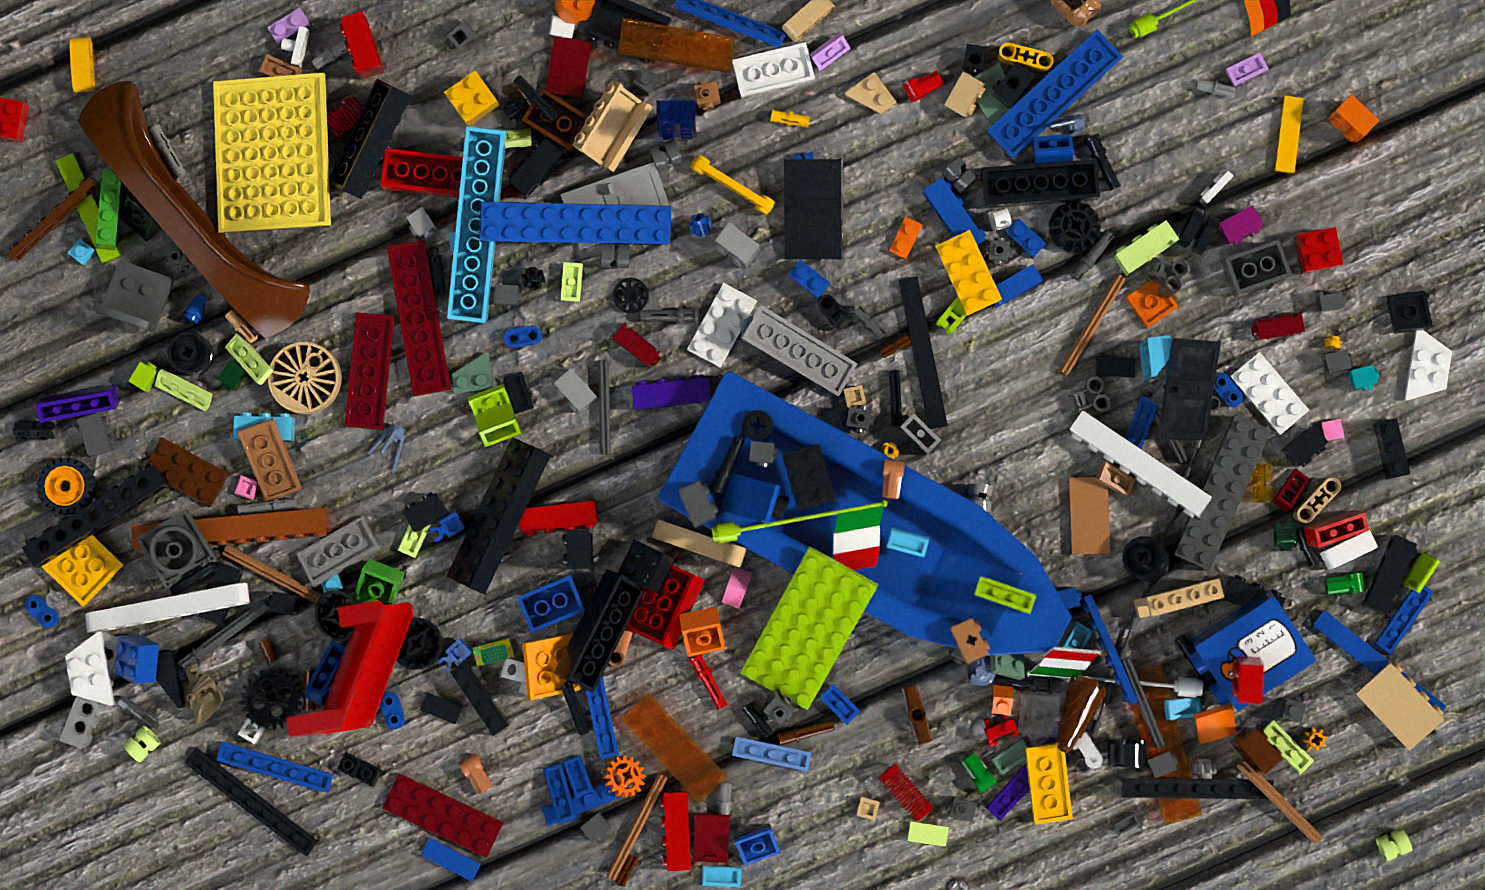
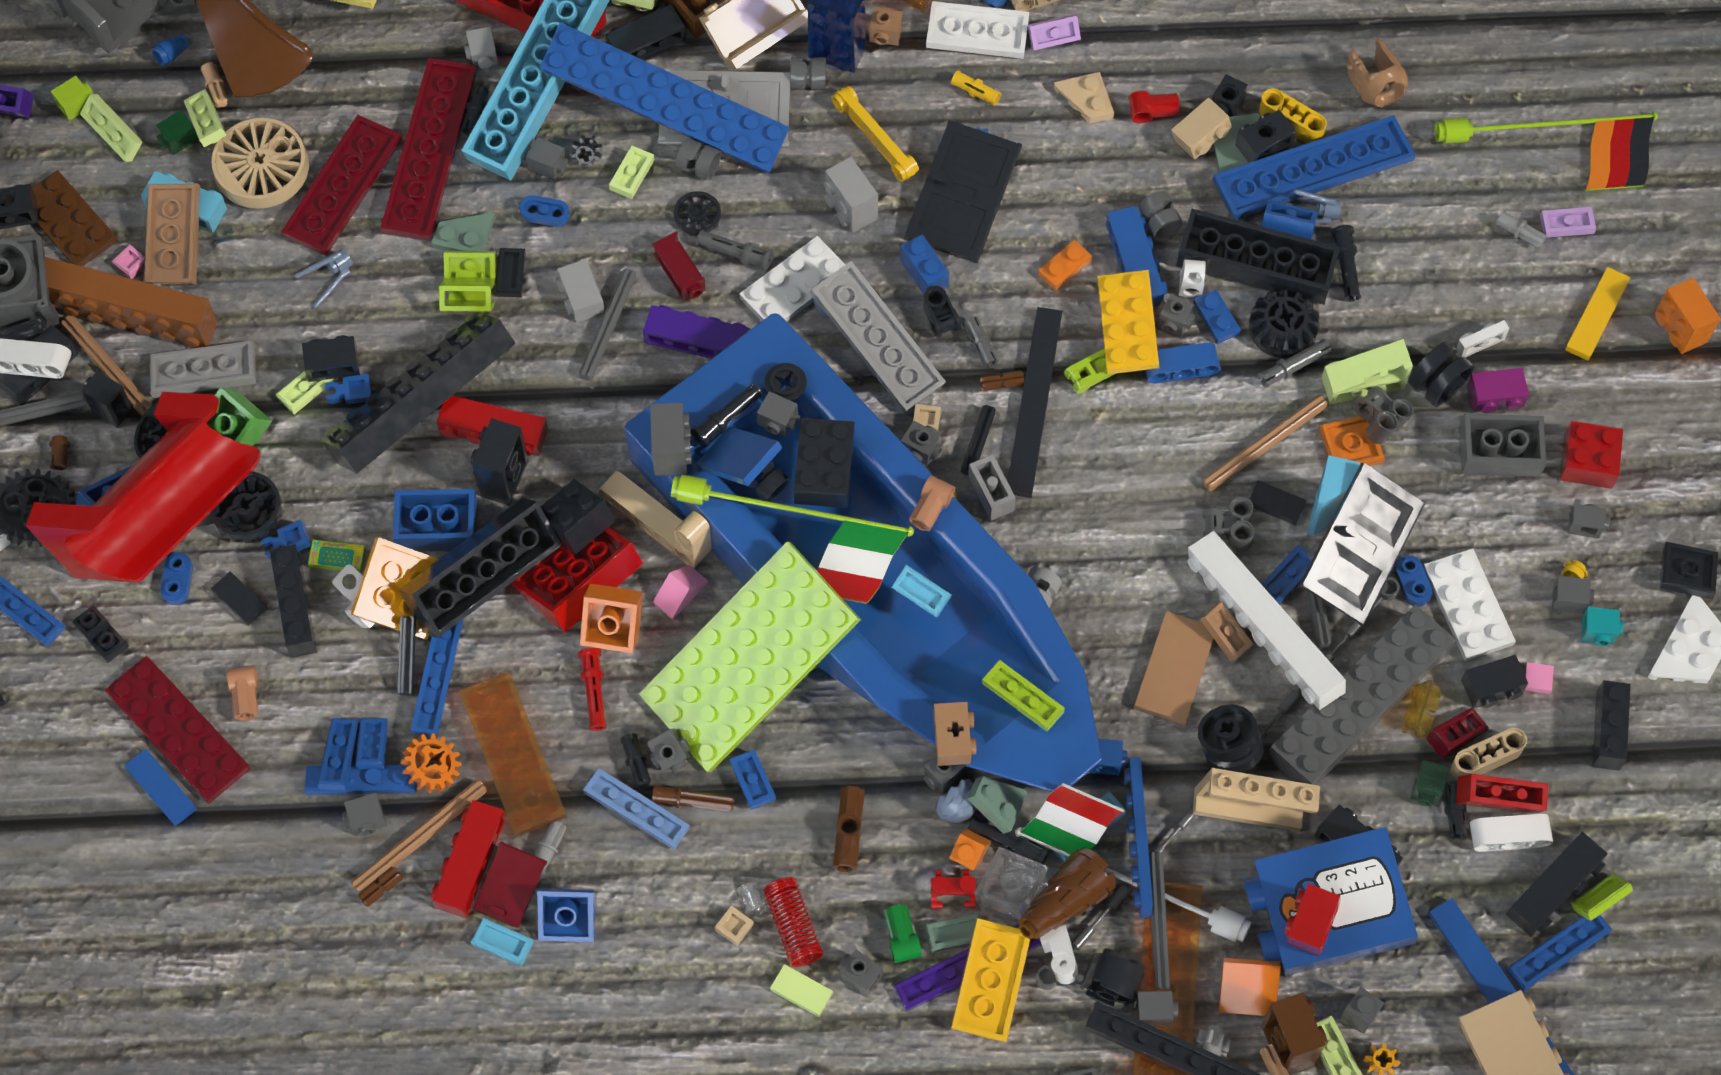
camera: 20 degrees right, 20 degrees down
(200, 359) = (139, 90): black wheel -> none
(622, 647) = (498, 606): nougat piece -> none
(700, 225) = (816, 161): blue gear -> none
(1182, 708) = (1209, 950): medium azure tile -> none
(1187, 649) = (1258, 919): black pin -> none
(1278, 327) = (1507, 527): dark red window -> none
(1349, 583) = (1499, 876): green piece -> none

